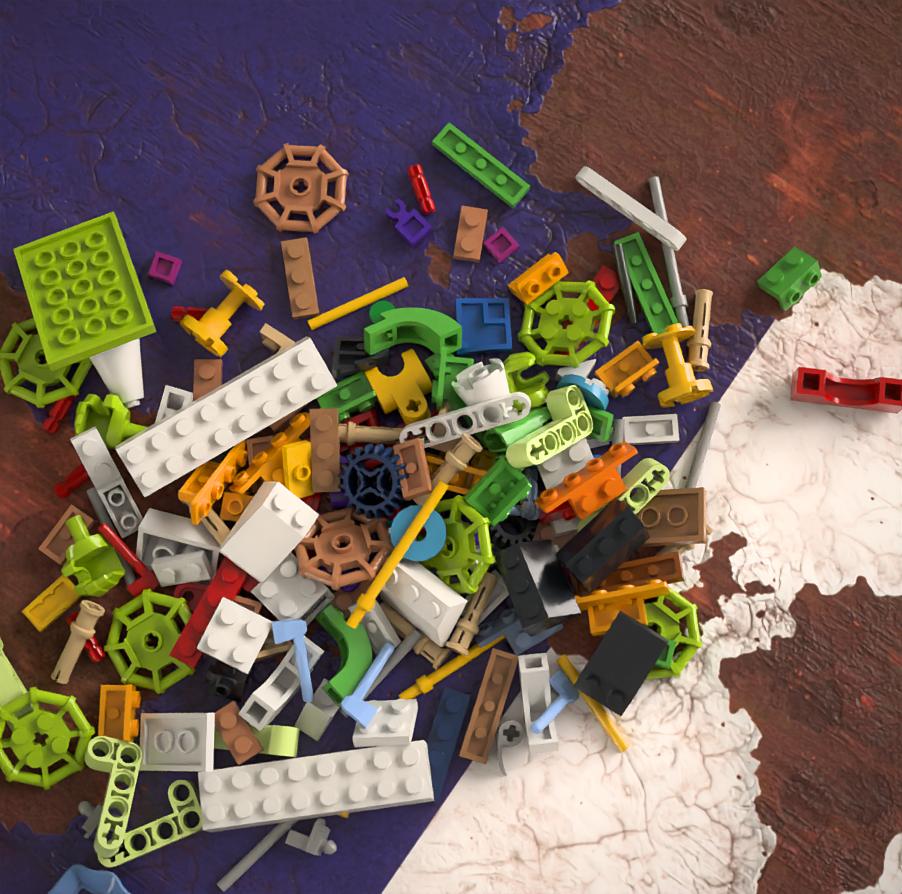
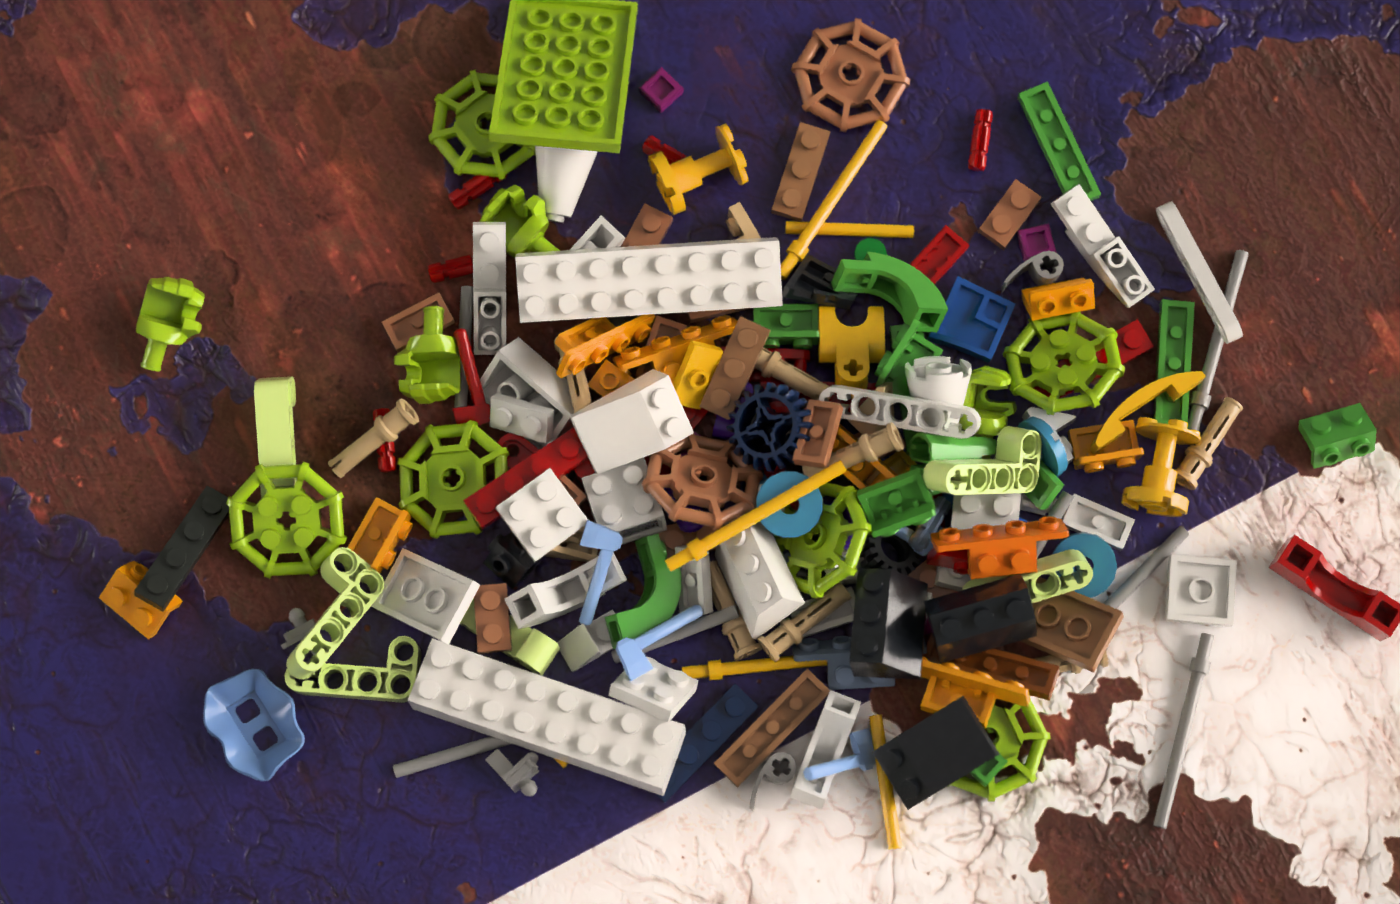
camera: 25 degrees right, 0 degrees up
(51, 603) = (367, 386): yellow plate -> none
(327, 336) = (799, 248): none -> yellow bar
(410, 225) = (949, 173): dark purple plate -> none
(434, 288) = (940, 254): none -> red plate
(508, 264) = (1034, 265): none -> light grey panel
(550, 226) = (1100, 248): none -> white slope
(625, 284) = (1152, 346): pearl dark grey bar -> none
(656, 301) = (1174, 385): none -> yellow slope
(665, 452) = (1101, 555): none -> dark azure tile
(750, 441) = (1201, 590): none -> white plate
(778, 499) = (1200, 668): none -> light grey bar

